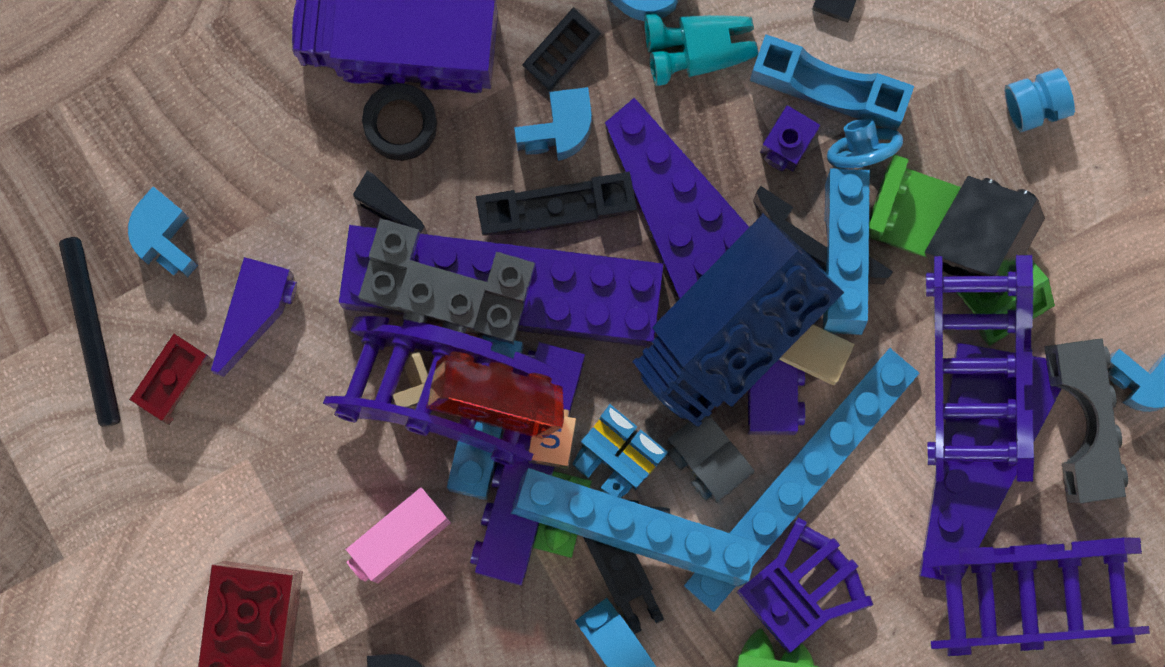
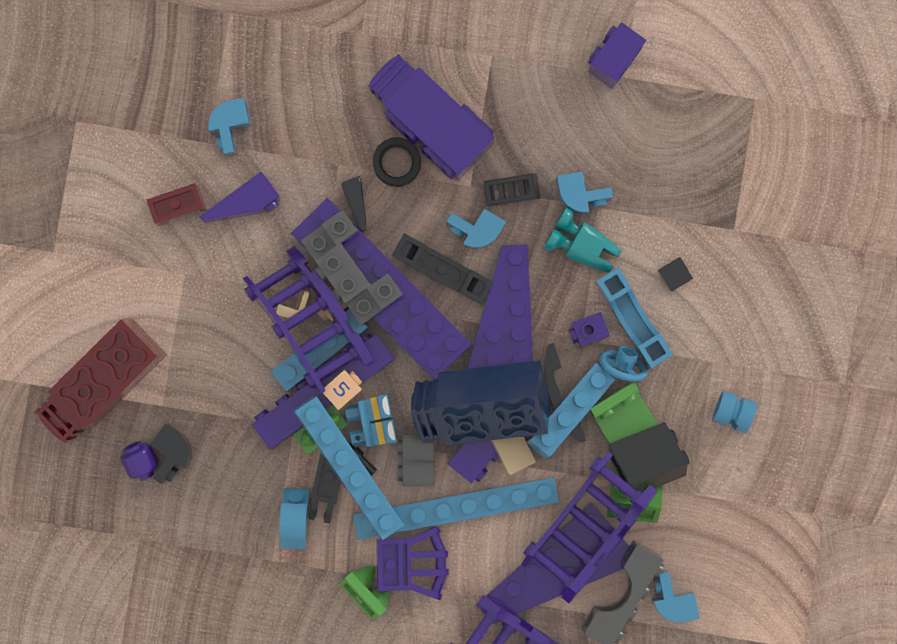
camera: 40 degrees right, 5 degrees up
(89, 331) = (154, 146): black axle -> none
(396, 537) = (226, 376): bright pink brick -> none
(496, 396) = (328, 347): clear red slope -> none

